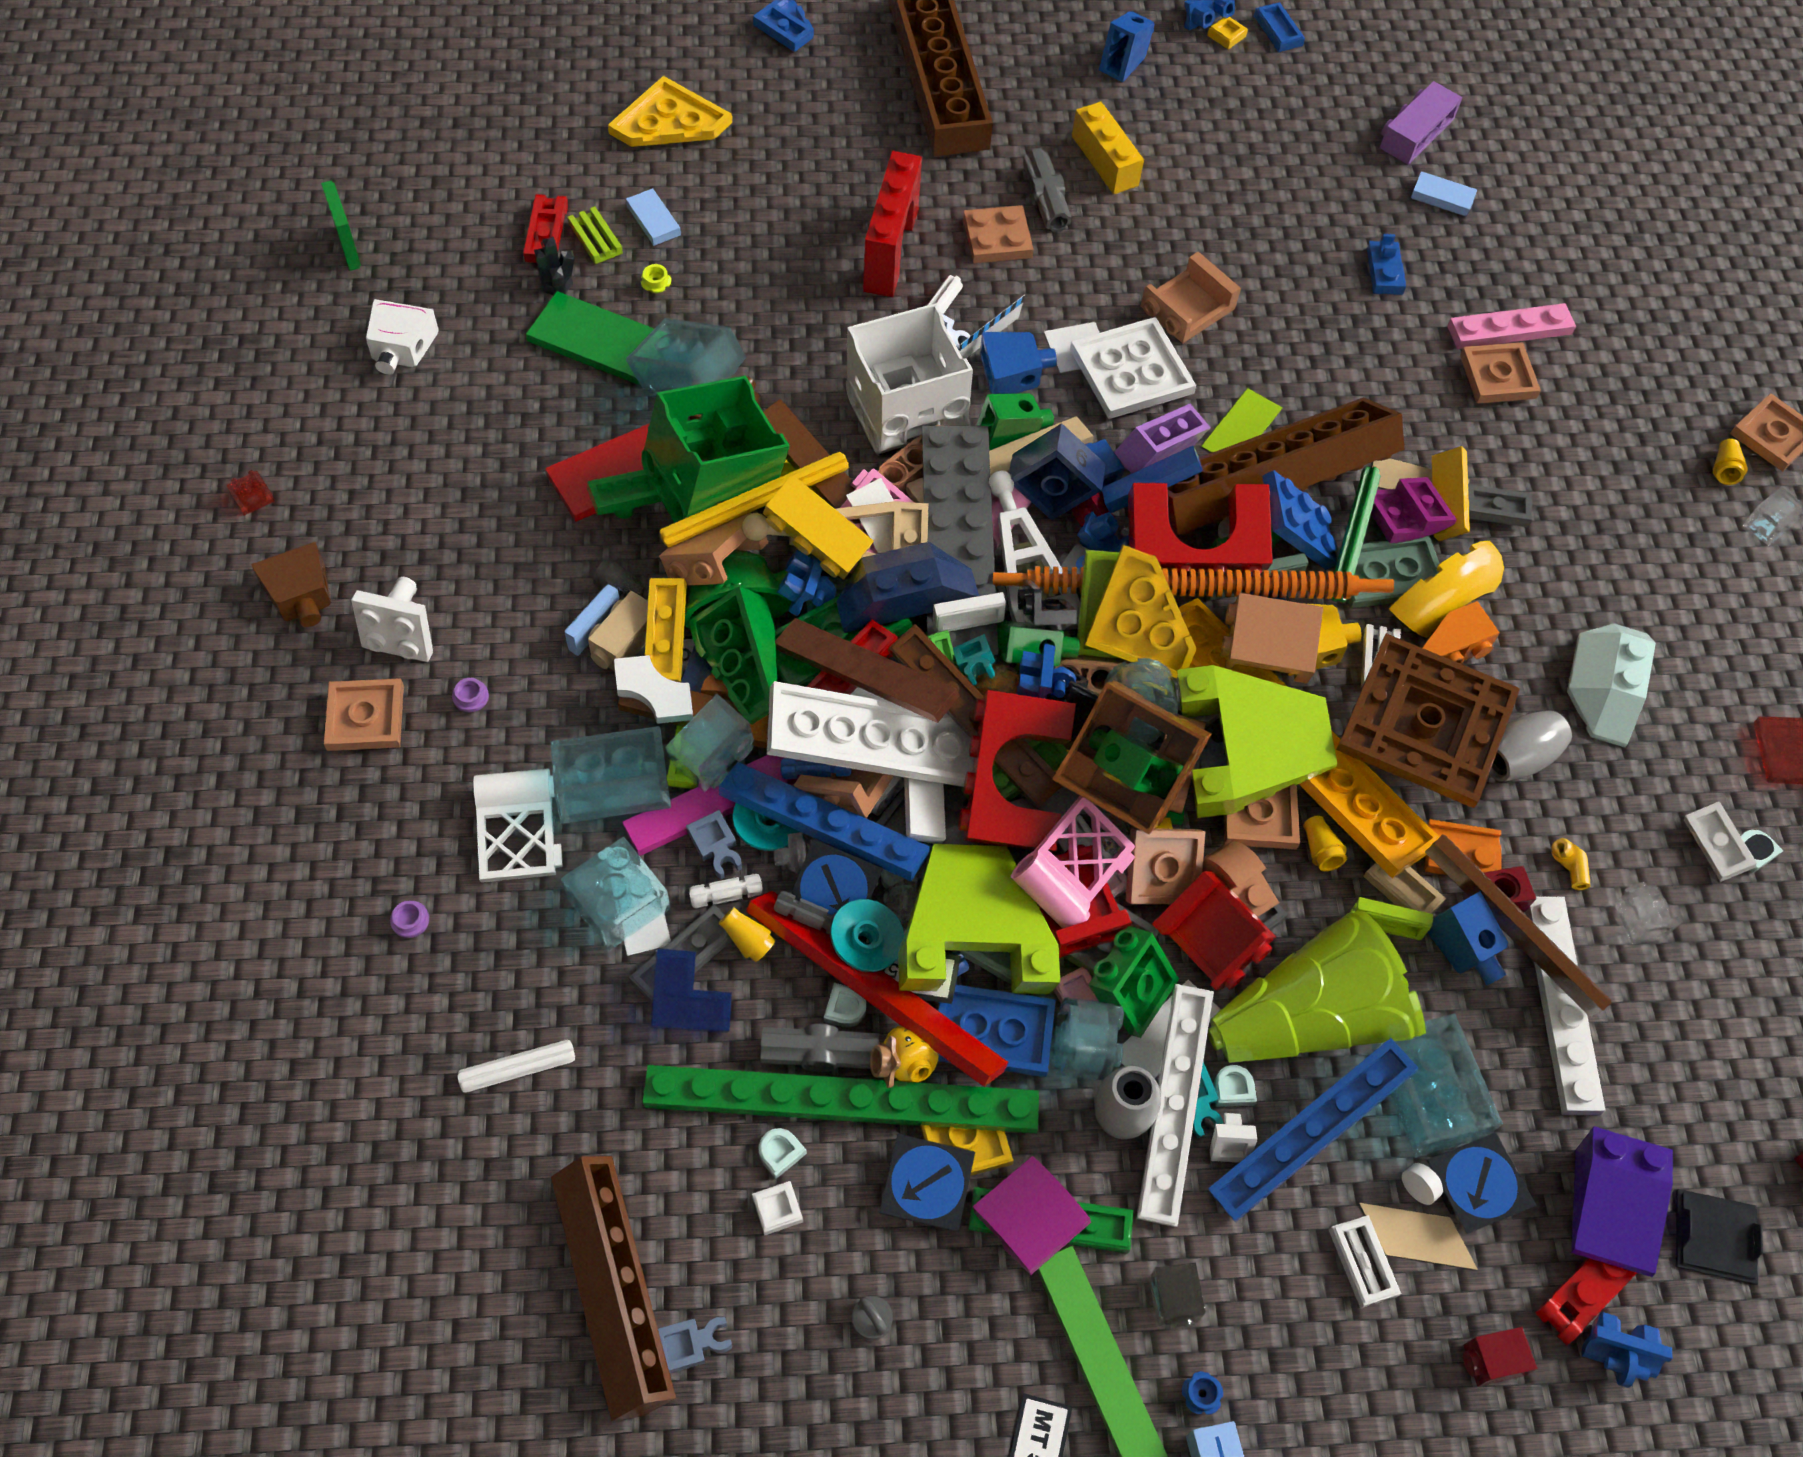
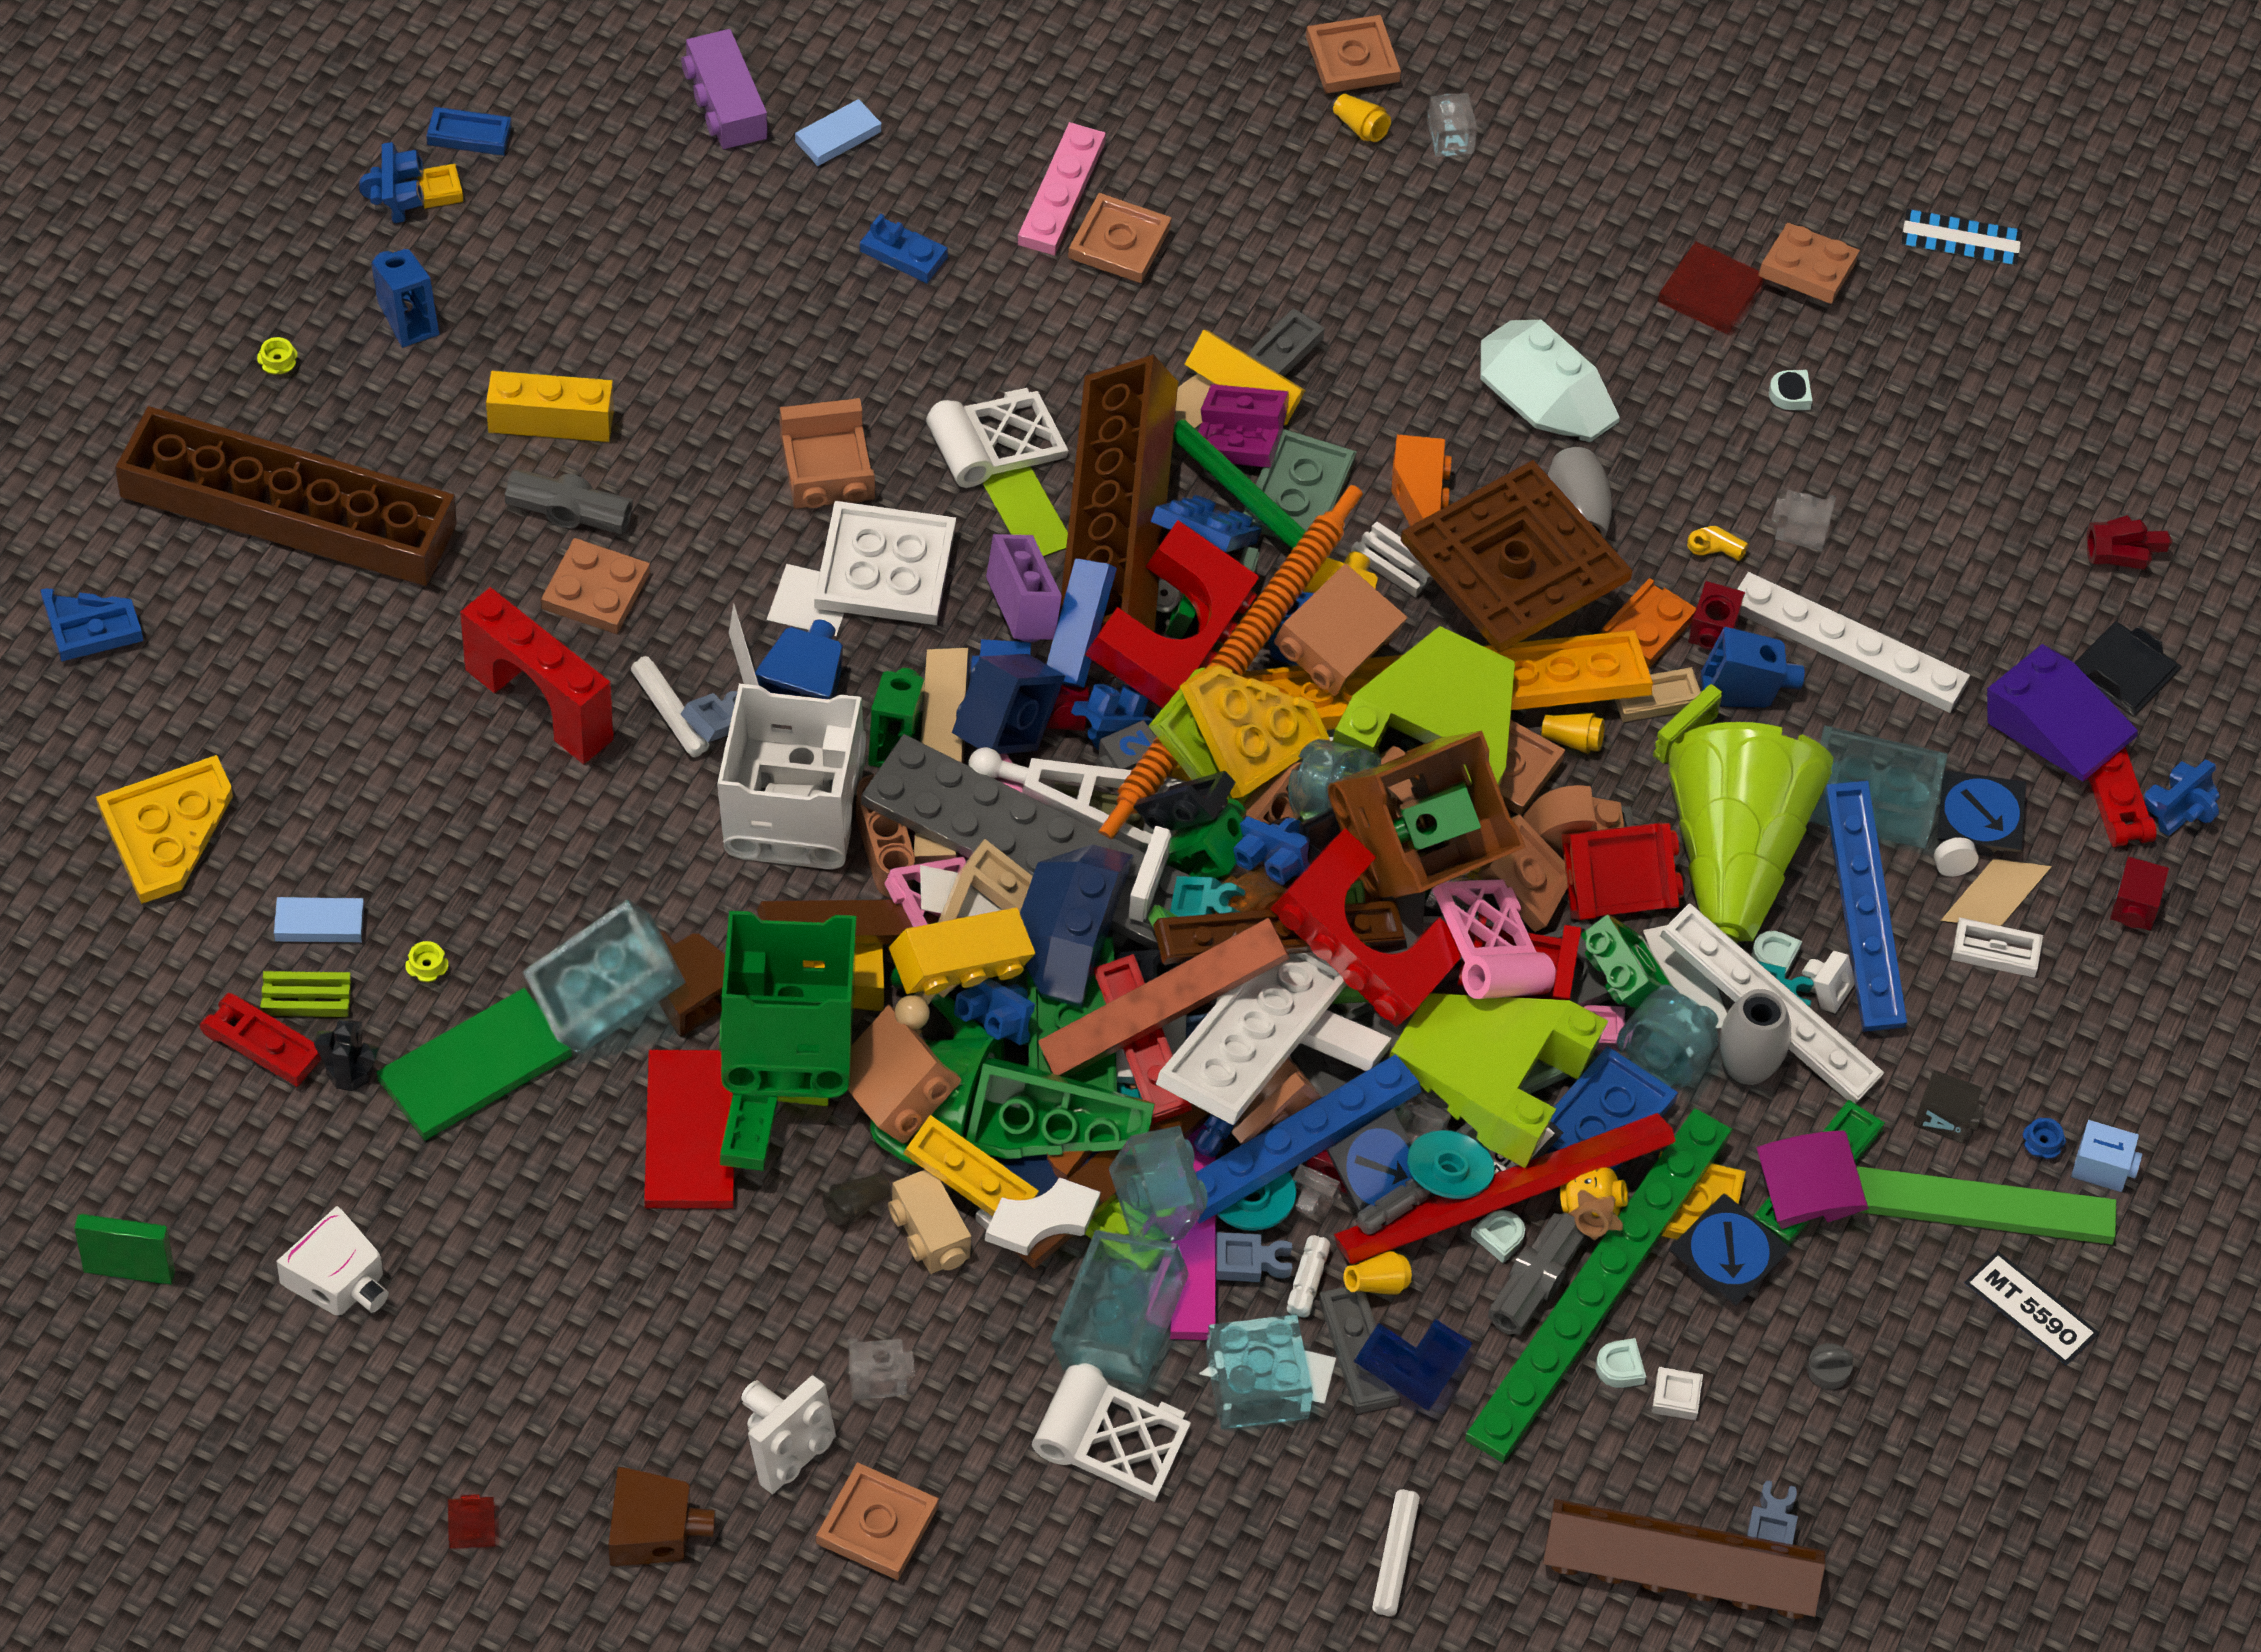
camera: 60 degrees left, 5 degrees down
(409, 919) = (1165, 1581): medium lavender plate -> none
(470, 695) = (914, 1409): medium lavender plate -> none
(487, 656) = (879, 1368): none -> clear brick
(594, 613) = (894, 1244): light blue tile -> none
(749, 501) = (867, 999): yellow axle -> none
(1040, 16) = (277, 356): none -> neon yellow plate
(1265, 360) = (967, 443): none -> white piece
(1456, 584) = (1362, 431): yellow brick -> none
(1520, 927) = (1768, 621): reddish brown tile -> none
(1720, 841) = (1768, 412): white plate -> none

